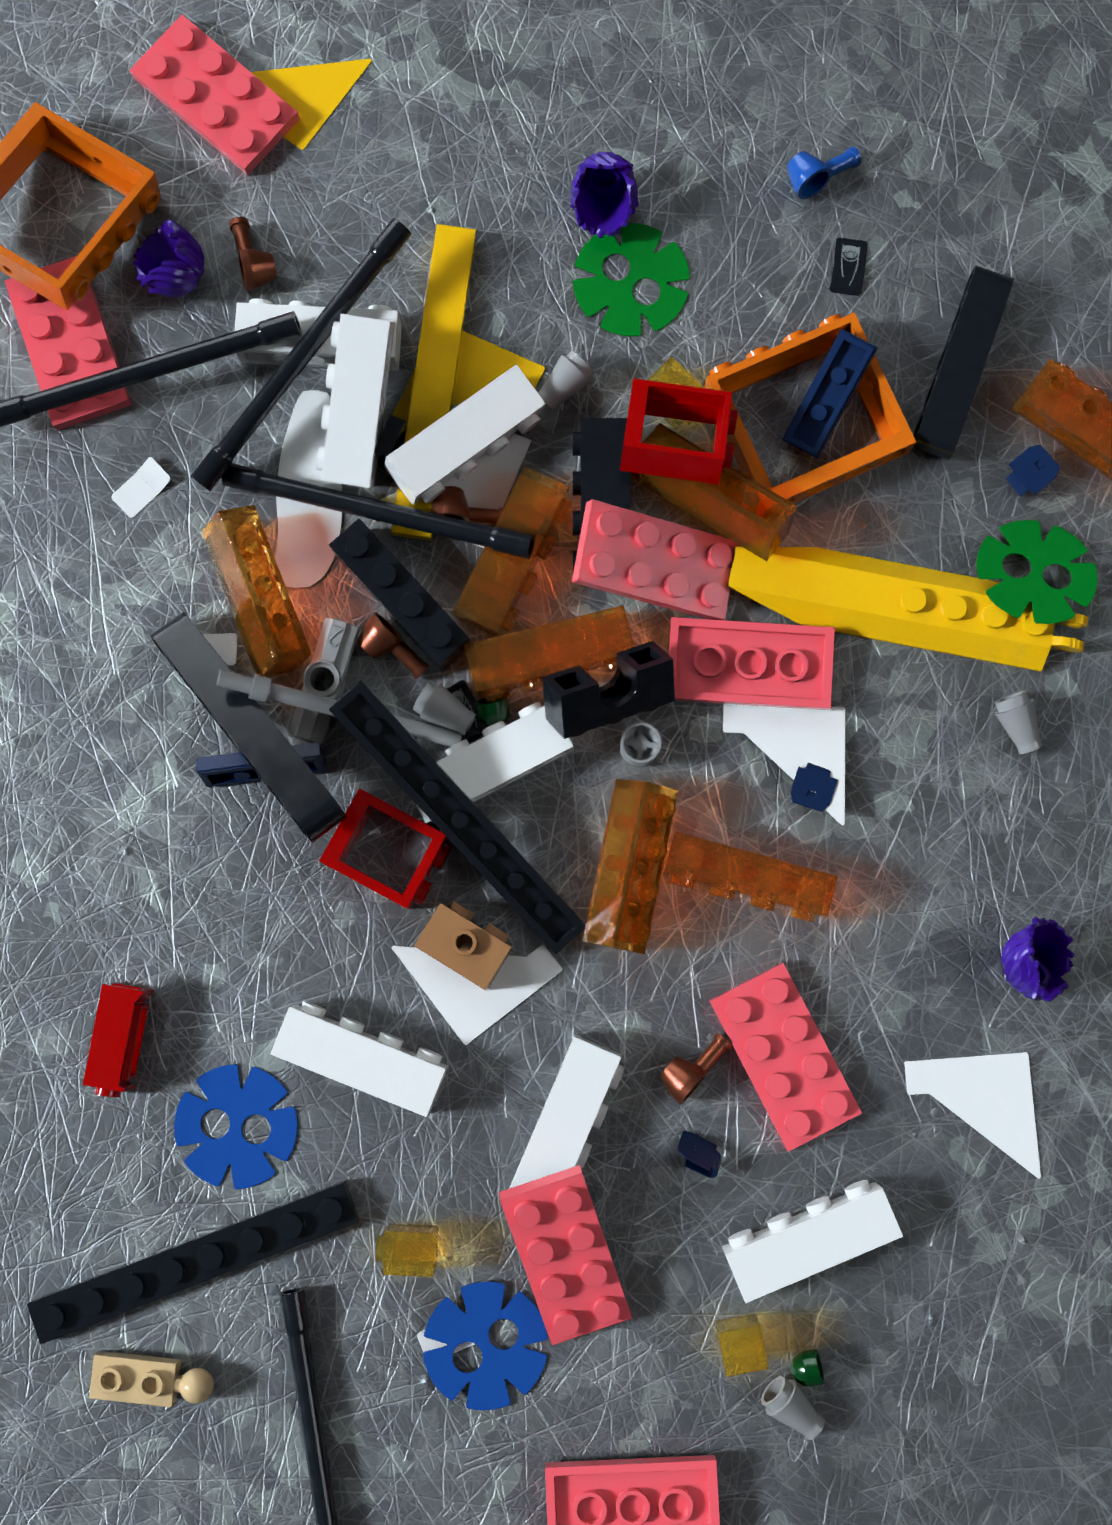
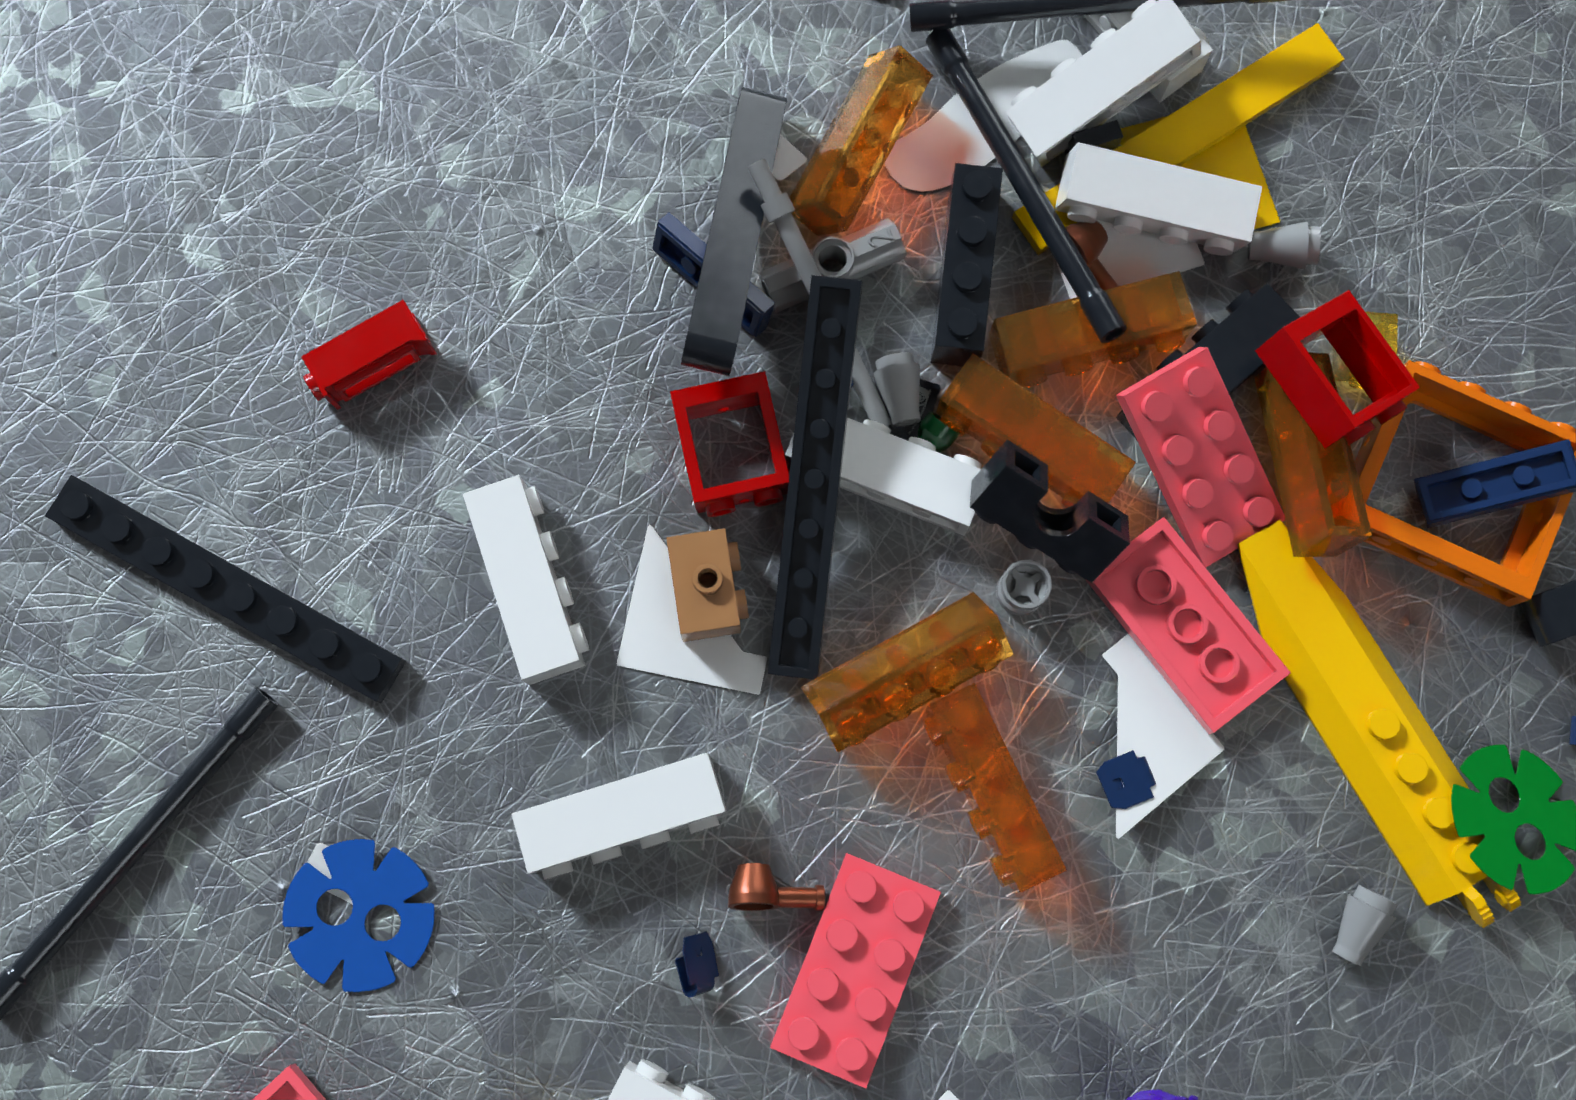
camera: 45 degrees right, 5 degrees down
(146, 1380) = (86, 635): tan plate -> none
(246, 1159) = (334, 527): blue piece -> none
(381, 638) = (914, 282): copper bar -> none
(408, 1250) = (388, 768): clear yellow brick -> none
(565, 1254) = (500, 915): coral plate -> none
(604, 194) = (1483, 135): dark purple hair -> none
(624, 311) = (1395, 244): green piece -> none

